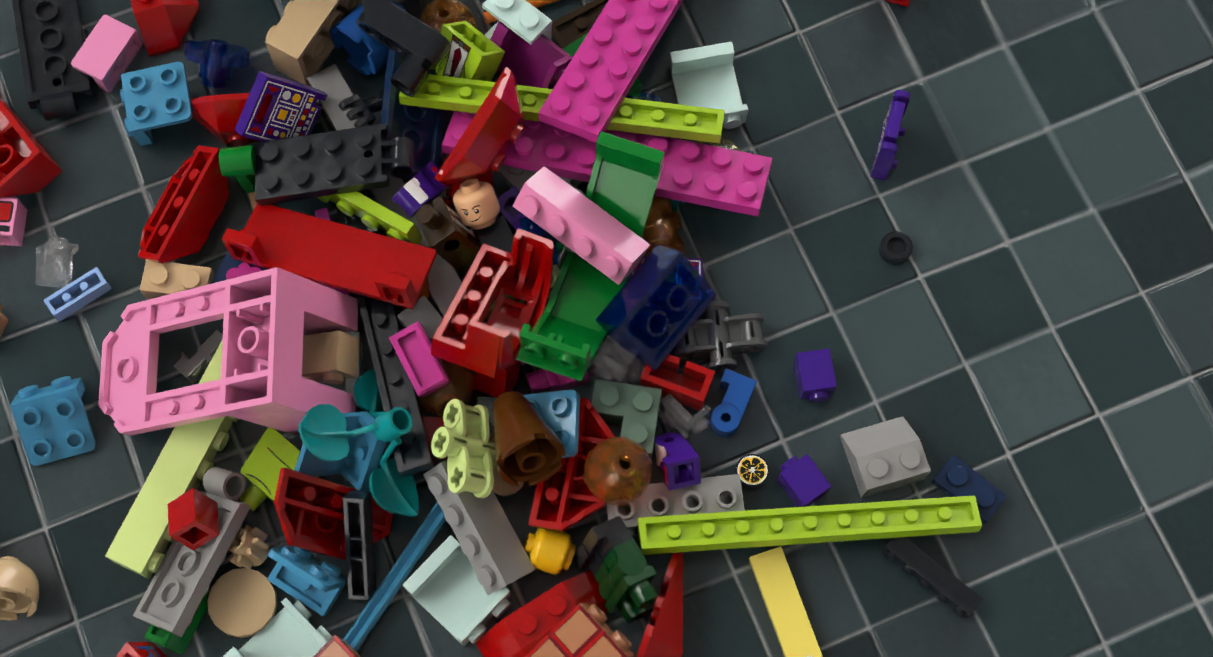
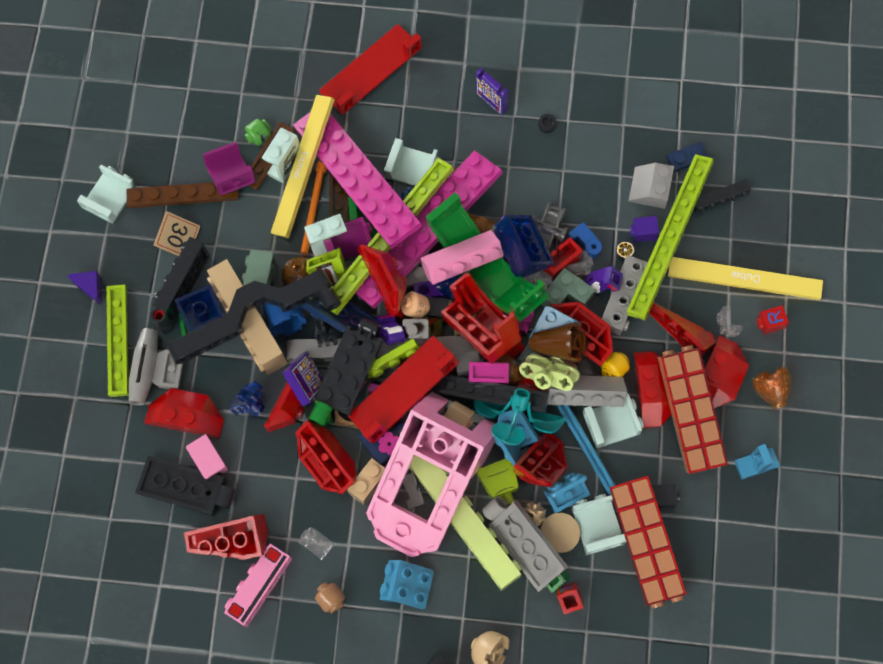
camera: 55 degrees left, 0 degrees up
(77, 294) = (340, 539): light blue piece -> none
(155, 99) = (254, 443): dark azure bracket -> none
(193, 519) = (508, 531): red brick -> none
(359, 545) = (566, 454): black piece -> none
(608, 479) = (597, 307): clear orange piece -> none
(618, 569) = (647, 335): dark green hips -> none
(815, 375) = (593, 194): dark purple brick -> none

